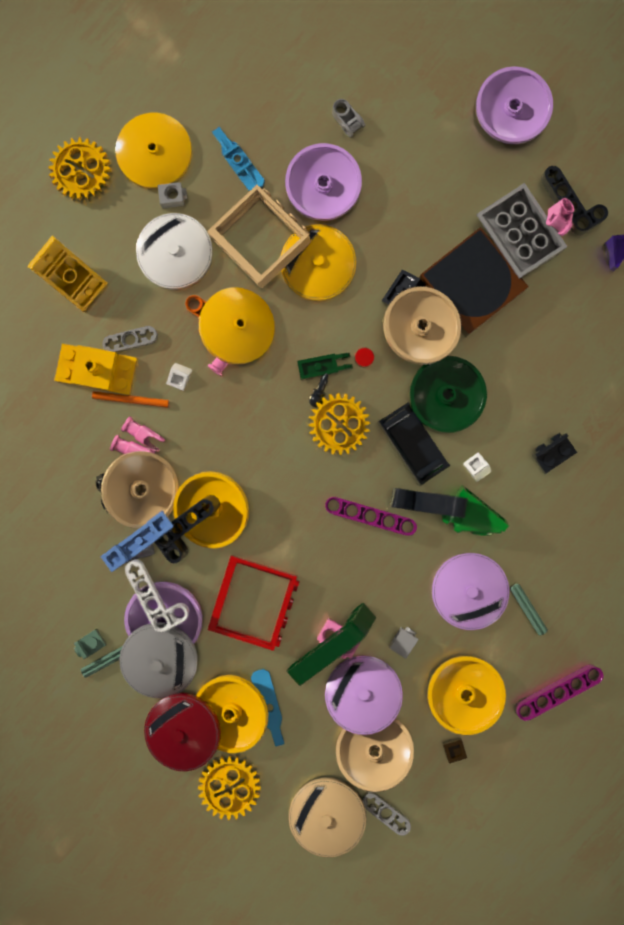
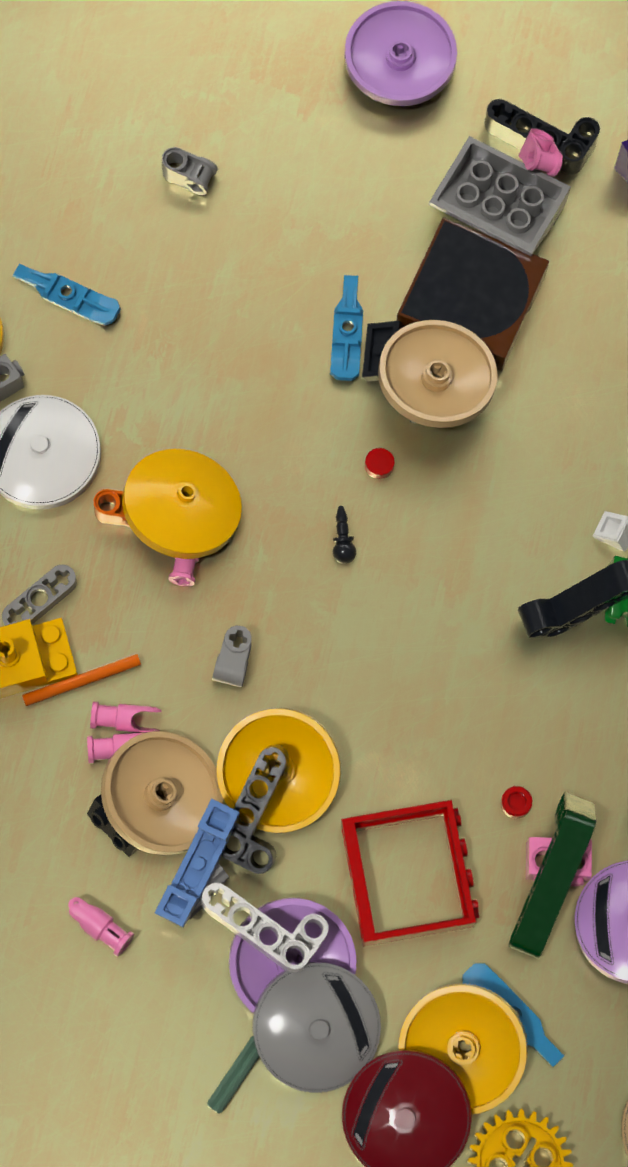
camera: 30 degrees left, 15 degrees down
(70, 543) = (100, 925): none -> bright pink piece
(89, 644) = (201, 1059): sand green bracket -> none
(179, 376) = (135, 615): white slope -> none
(217, 433) = (233, 661): none -> light grey piece
(237, 212) = (140, 415): tan window -> none
(320, 365) = (324, 502): dark green hinge -> none
(323, 181) = (200, 263): lavender dish -> none
(323, 266) = (248, 371): yellow dish -> none
(334, 593) = (516, 802): none -> red tile
(350, 410) = (399, 539): yellow gear -> none
(379, 520) = (517, 657): magenta beam -> none
(383, 275) = (347, 344): none -> dark azure piece
(413, 444) = (511, 543): black piece -> none
(448, 394) = (521, 451): dark green dish -> none

